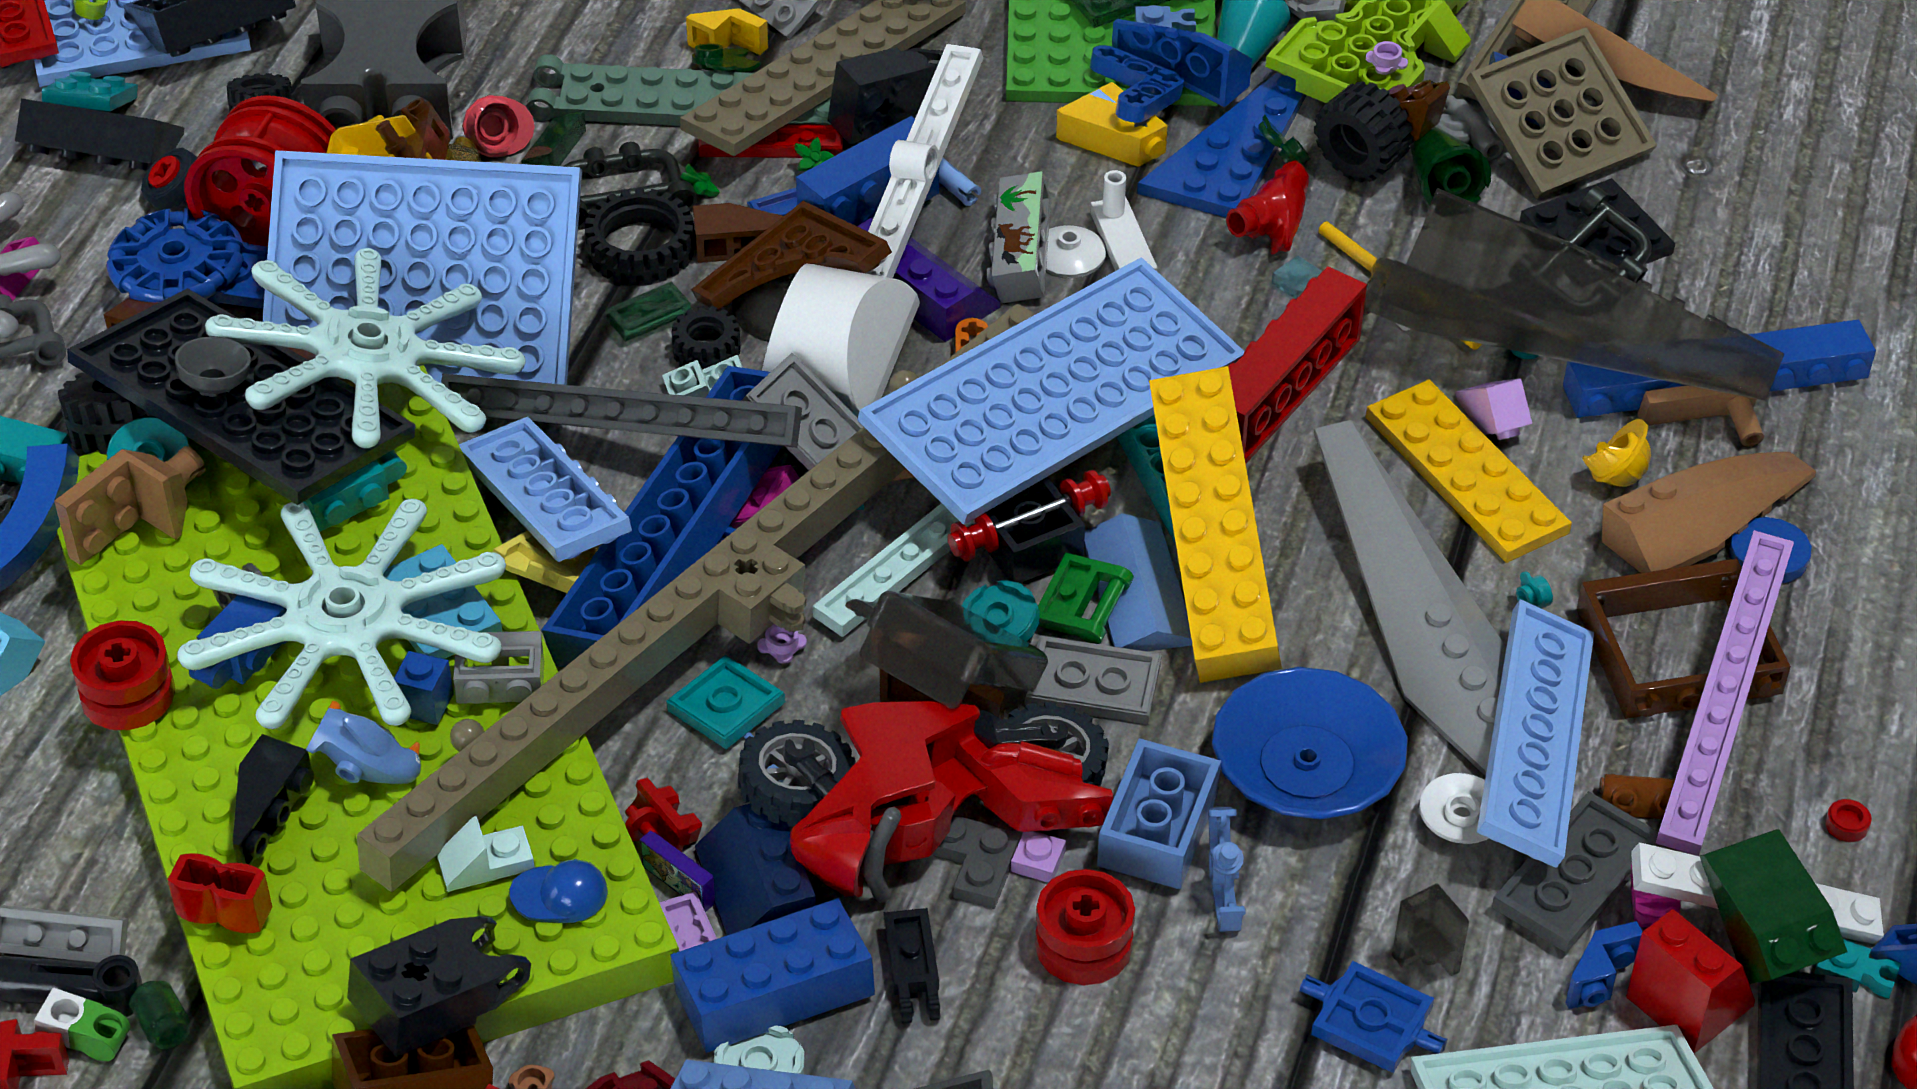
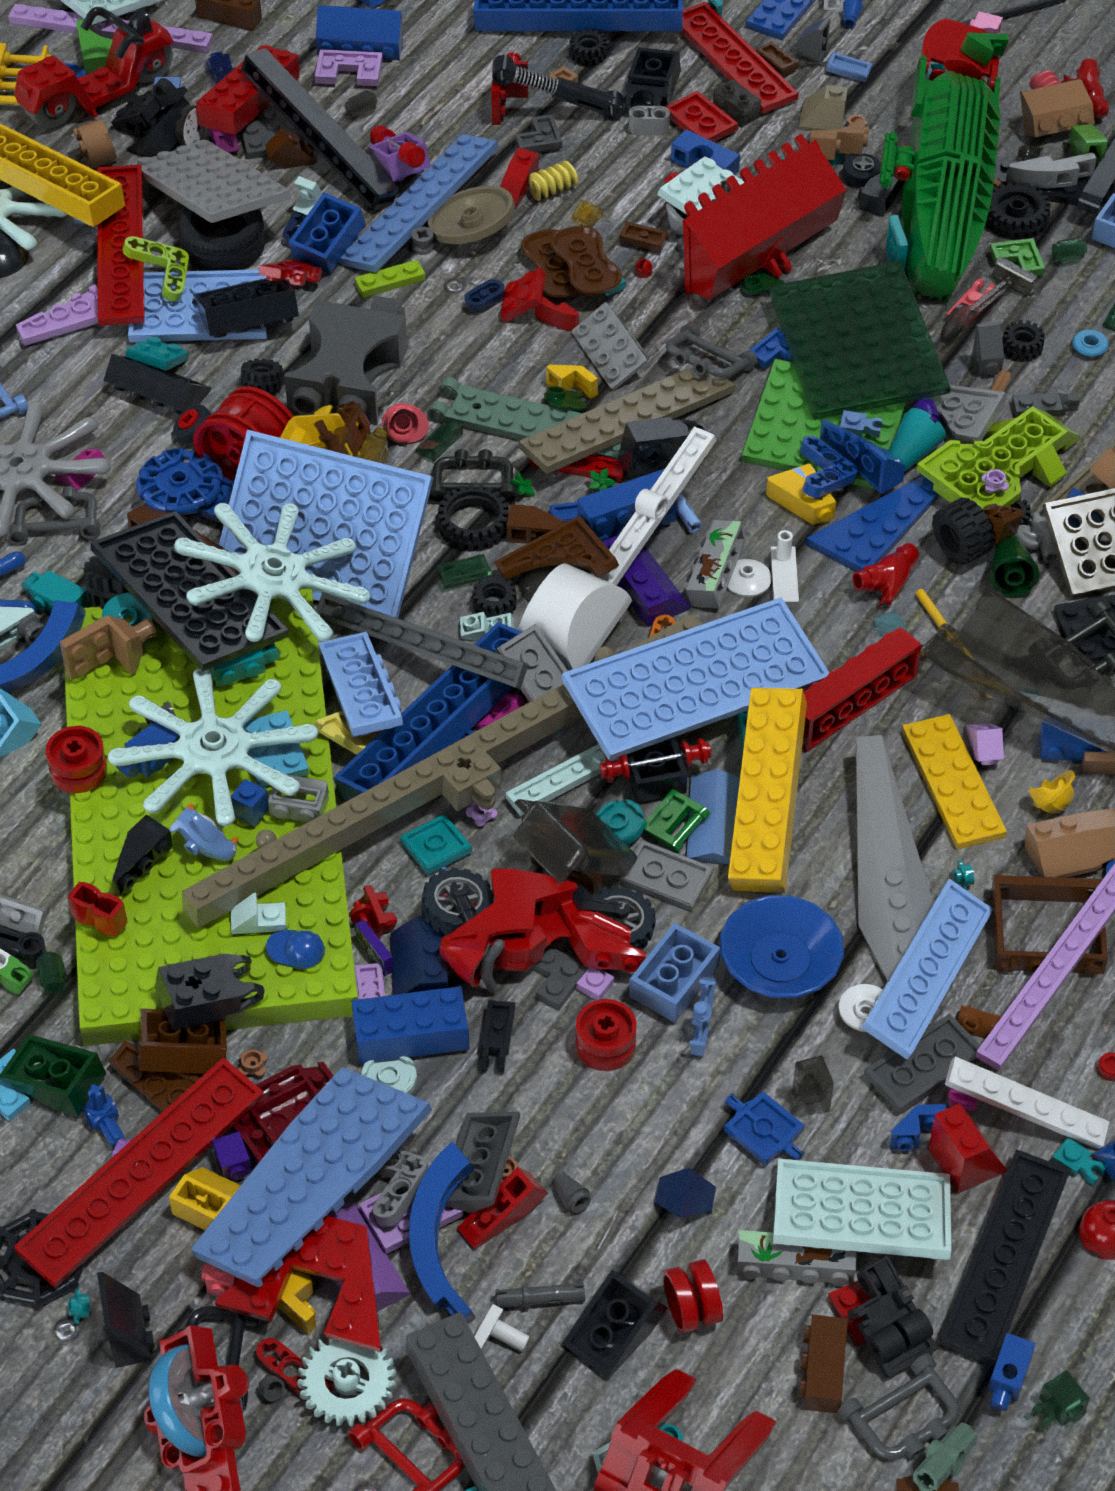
camera: 15 degrees right, 5 degrees up
(212, 357) = (173, 564): dark grey piece -> none
(1291, 149) = (913, 533): dark green plate -> none
(1771, 907) = (1026, 1114): dark green slope -> none

